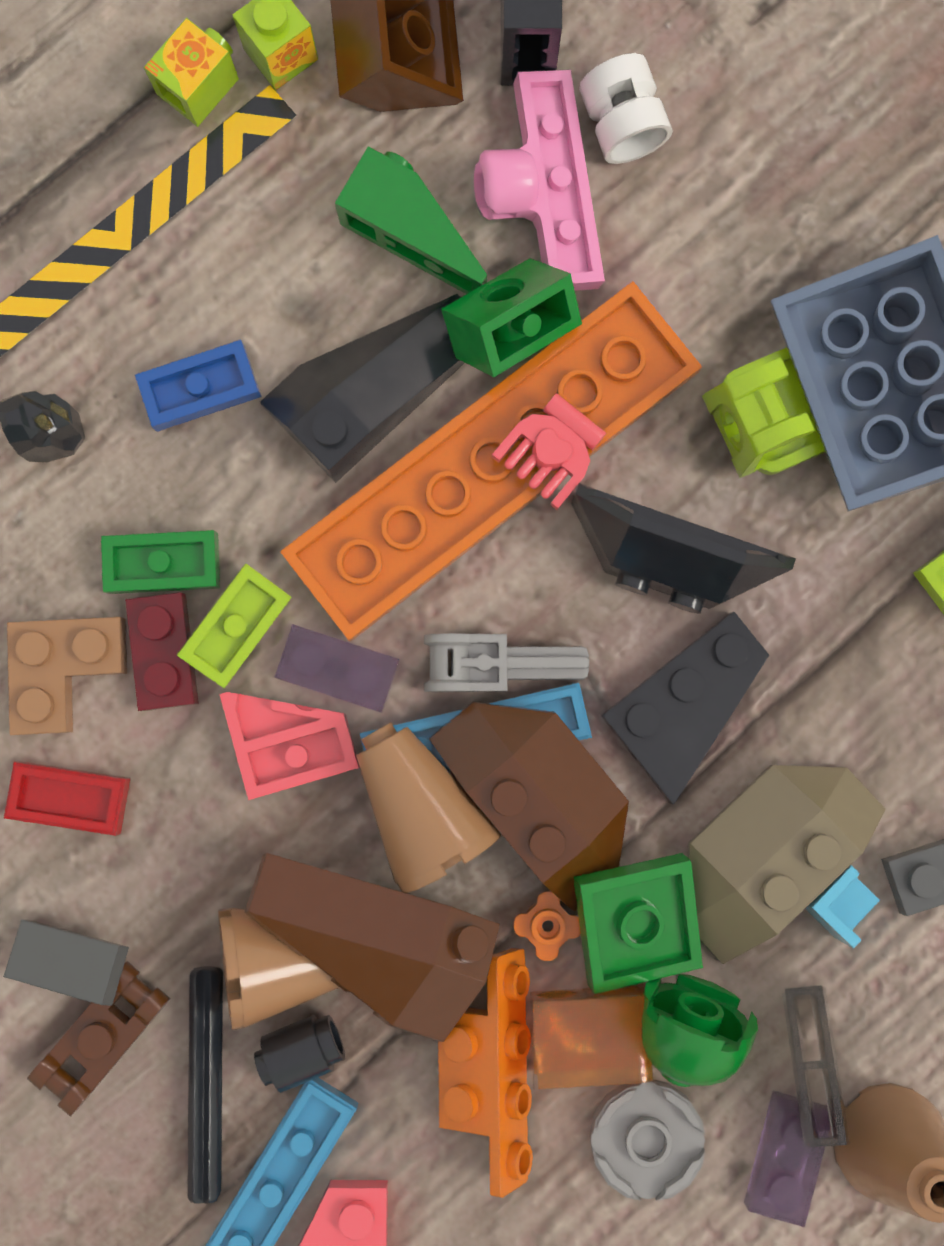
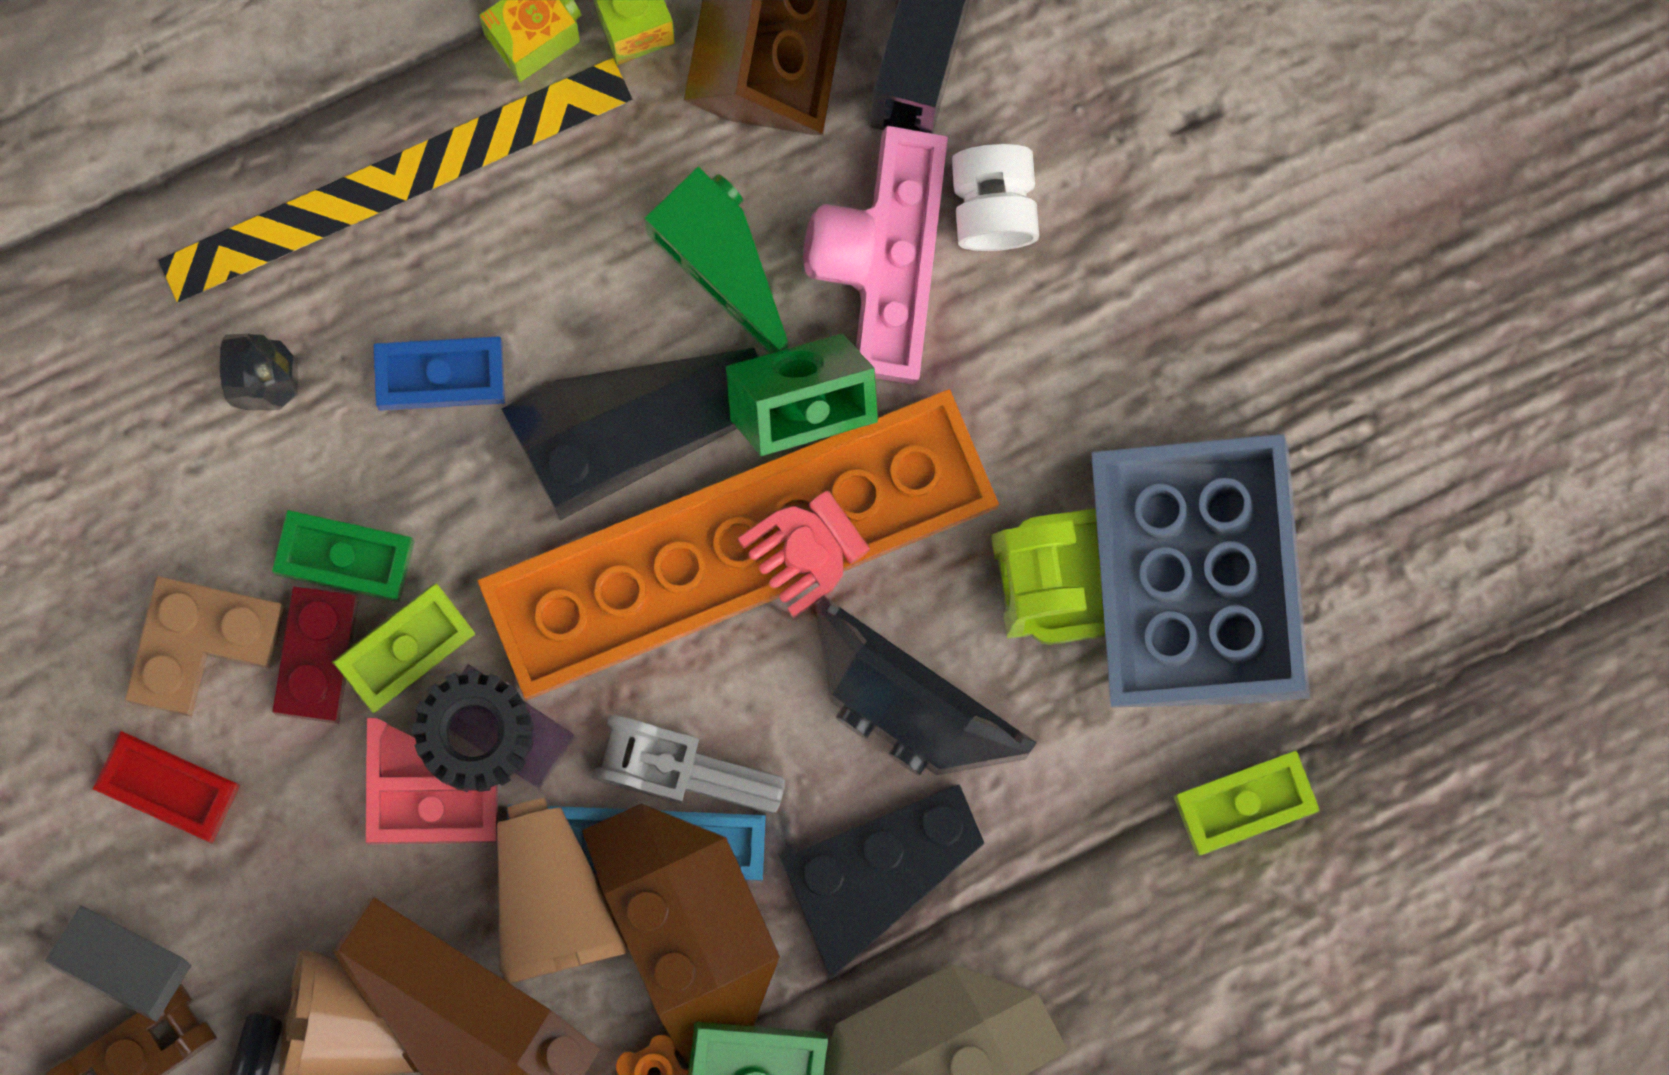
camera: 15 degrees right, 5 degrees down
(278, 673) = (461, 693): none -> black tyre

